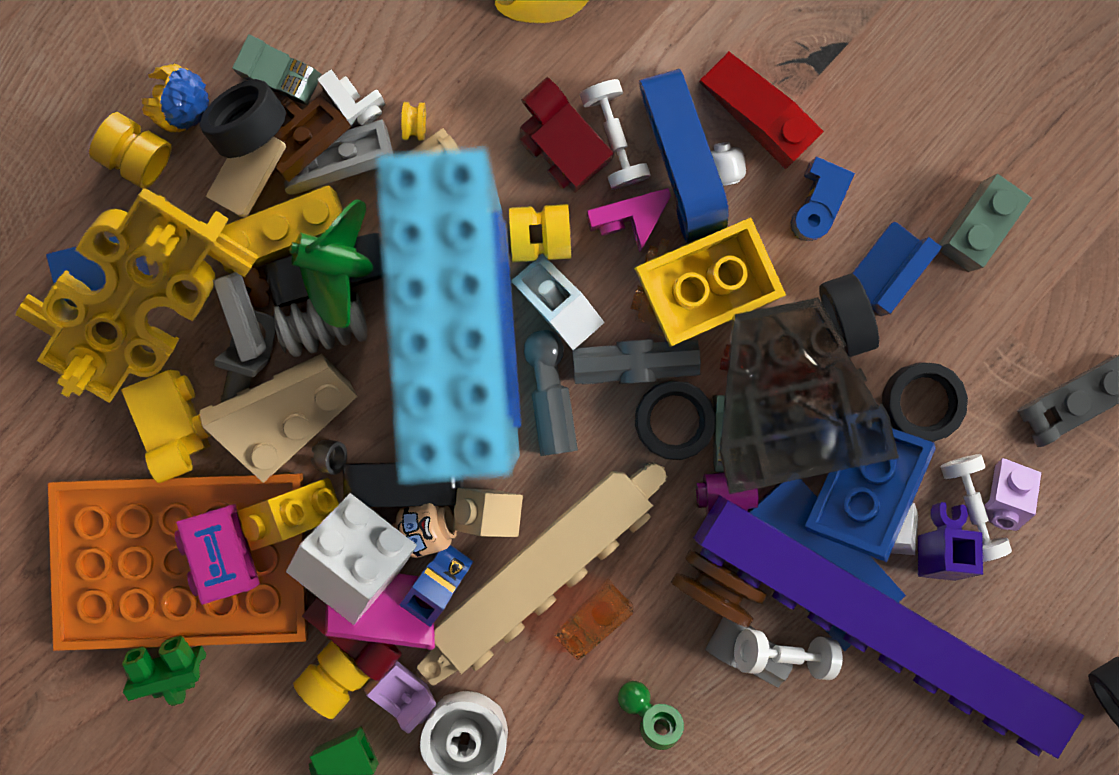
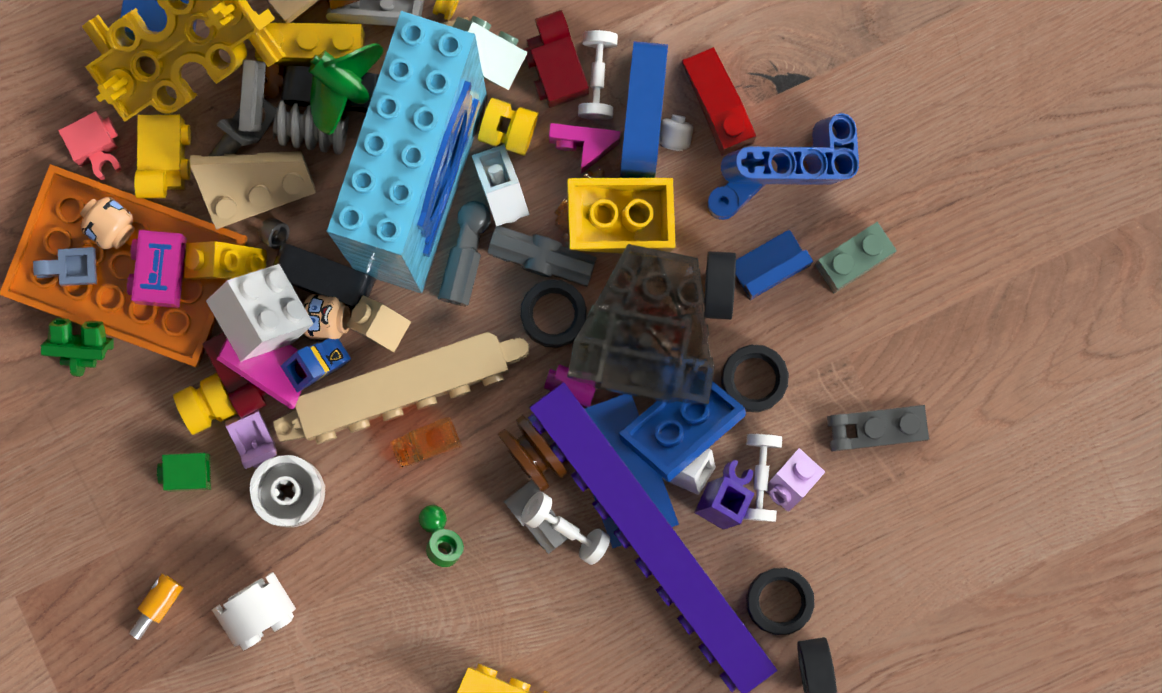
camera: 25 degrees right, 5 degrees down
(82, 439) = (90, 141): none -> coral brick
(119, 590) = (73, 267): none -> sand blue plate
(138, 525) = (107, 223): none -> light nougat head
(505, 154) = (498, 54): none -> brick
(912, 124) = (790, 159): none -> blue beam
(1080, 643) = (804, 589): none -> black tyre

